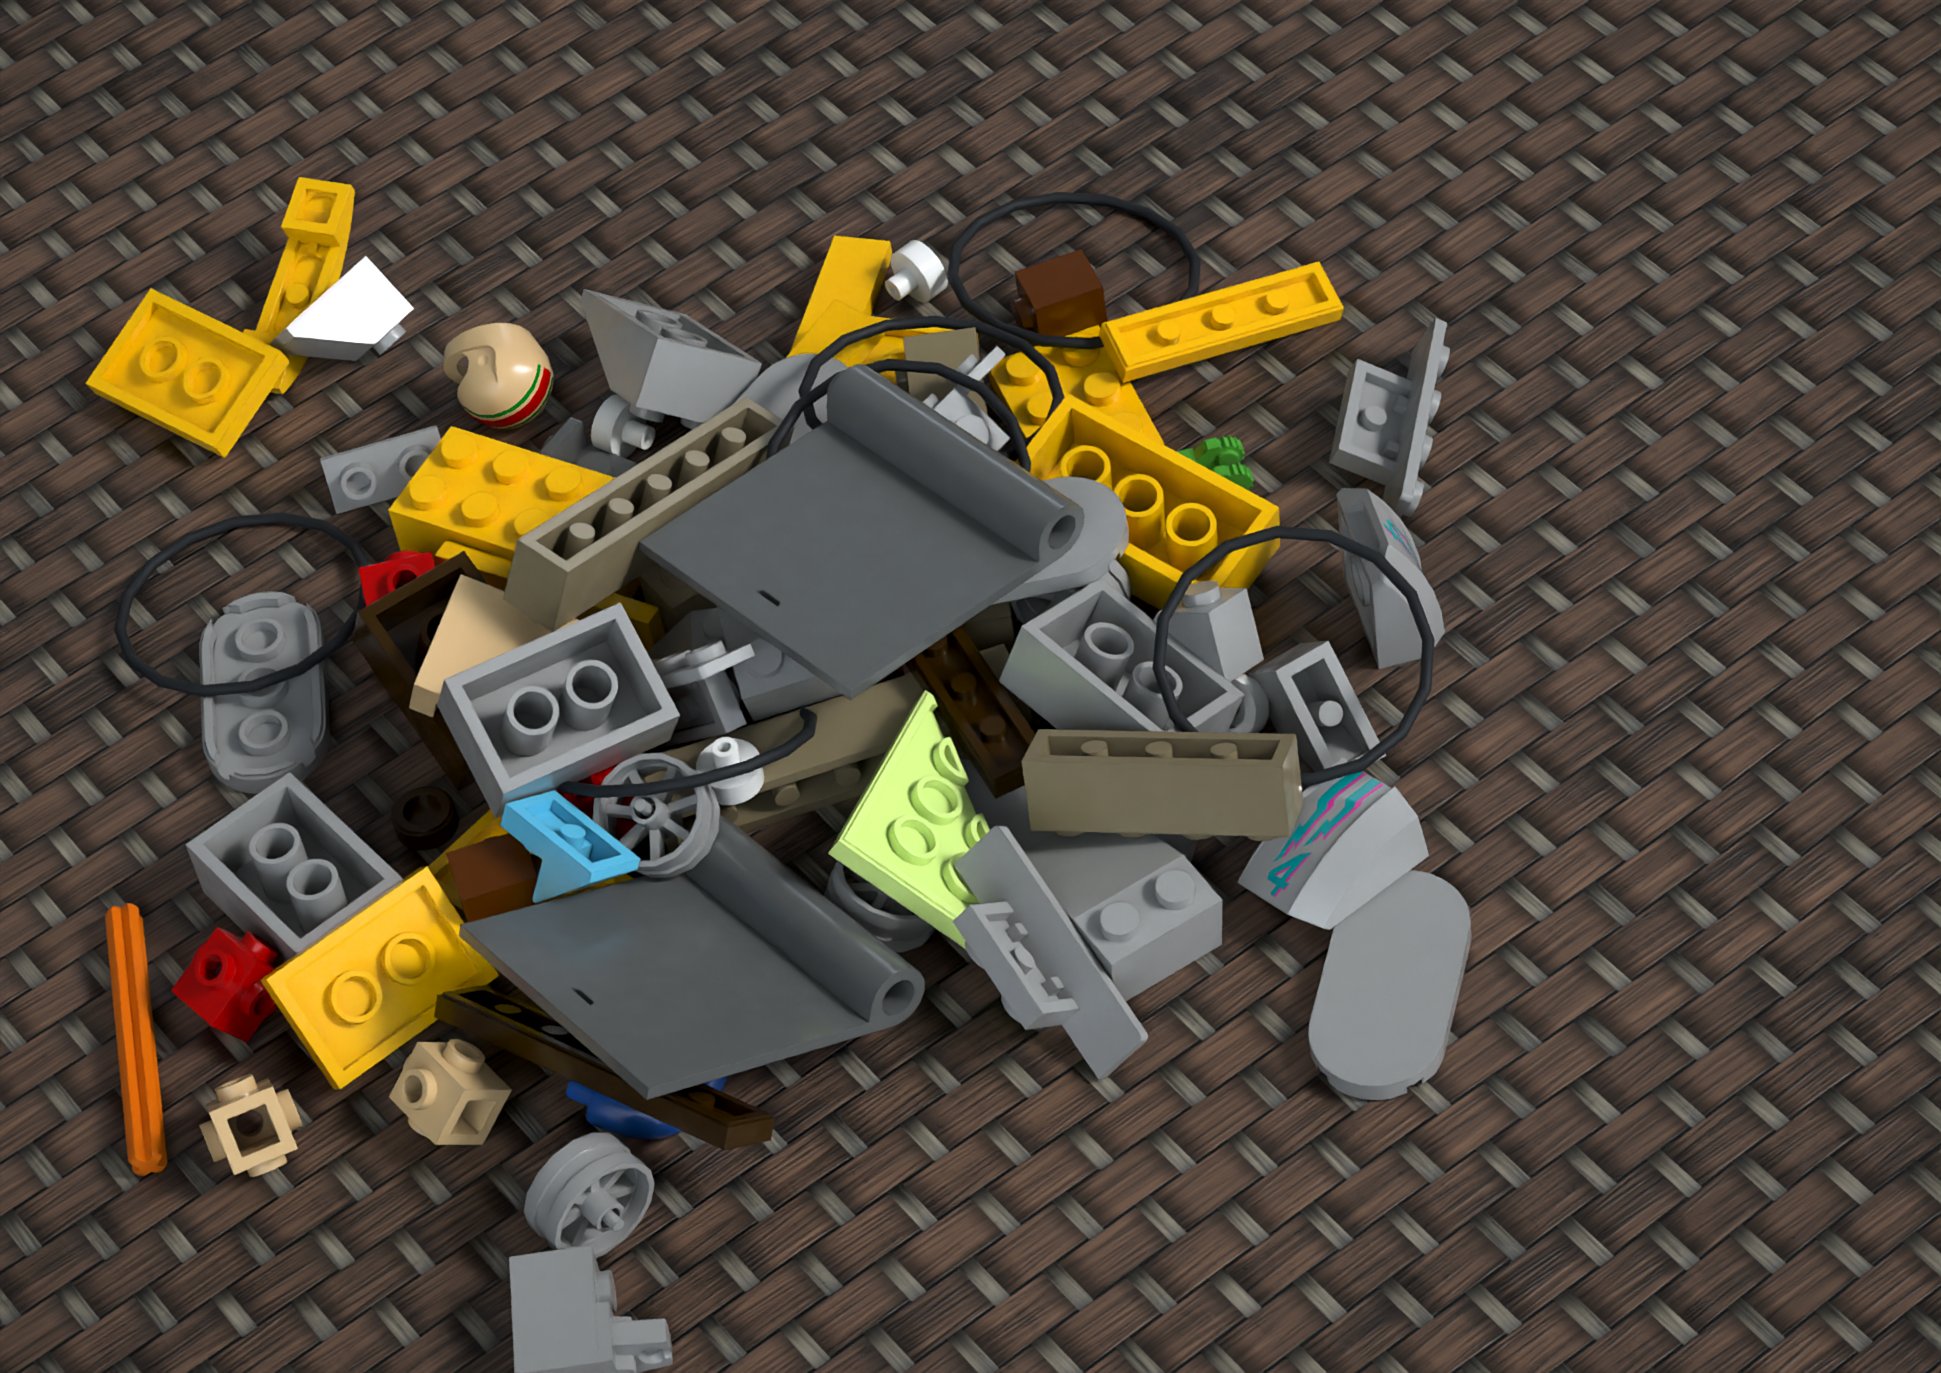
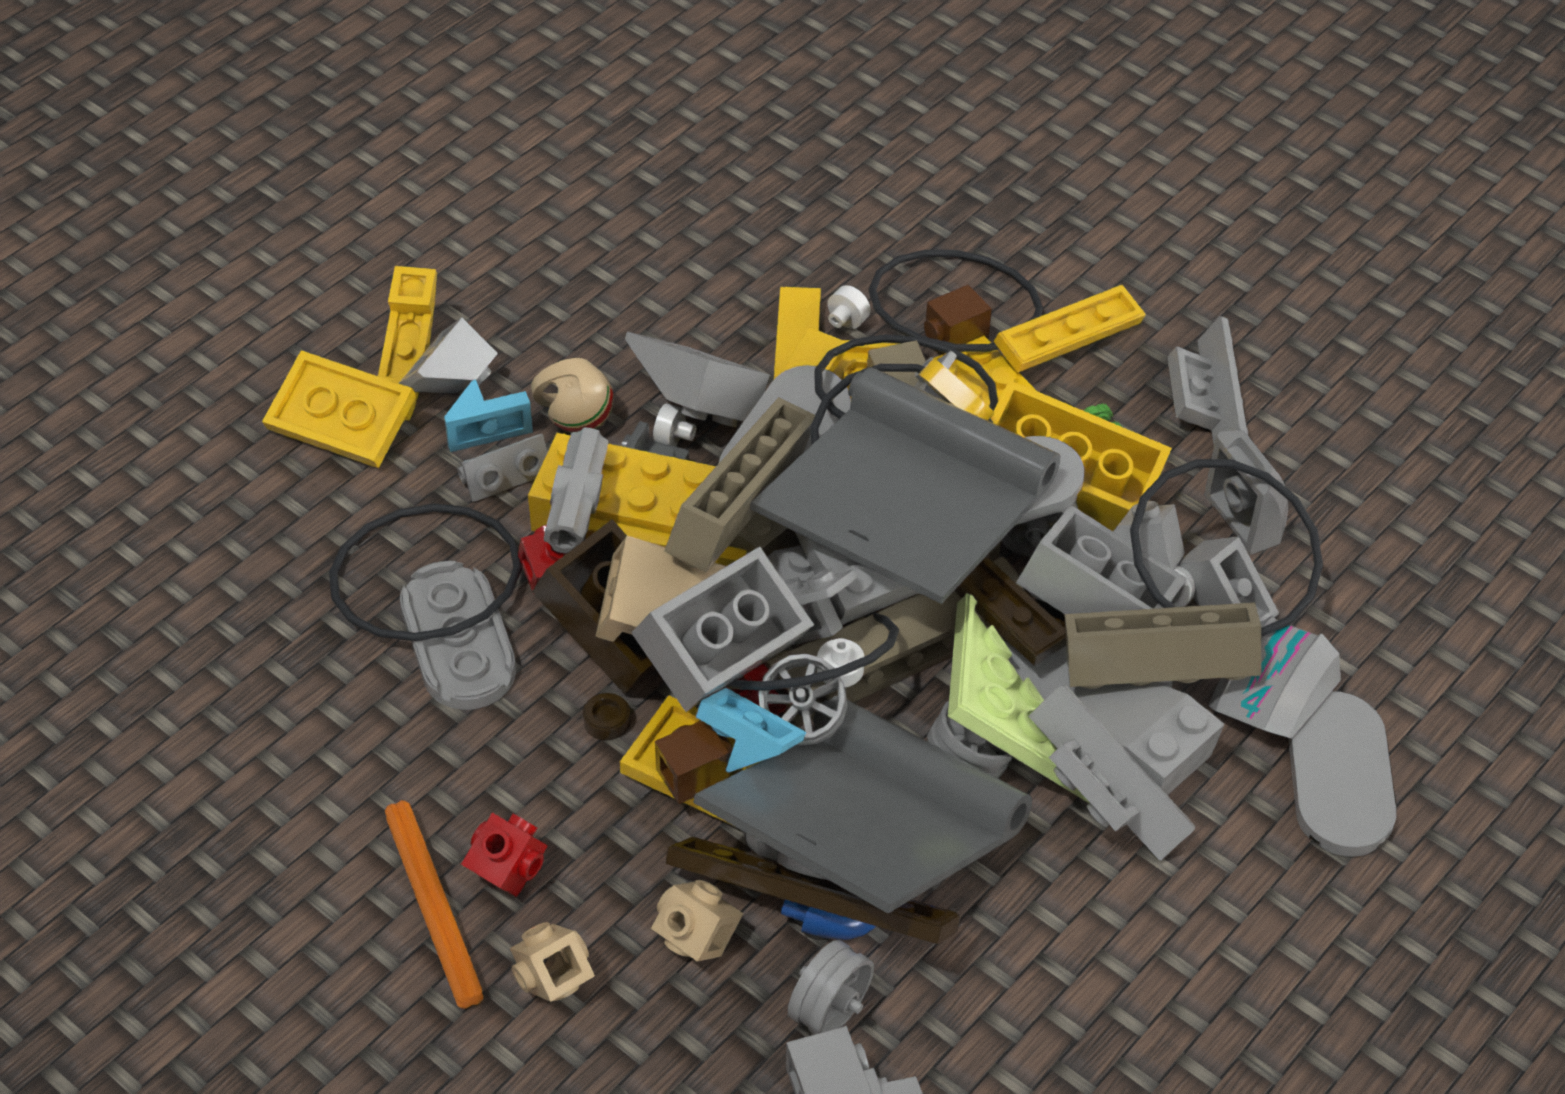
camera: 20 degrees left, 0 degrees up
(287, 867) = (539, 771): light grey brick -> none
(367, 402) = (480, 422): none -> medium azure slope
(376, 977) = (618, 839): yellow plate -> none
(439, 505) = (576, 490): none -> light grey piece
(975, 407) = (954, 390): none -> yellow beam

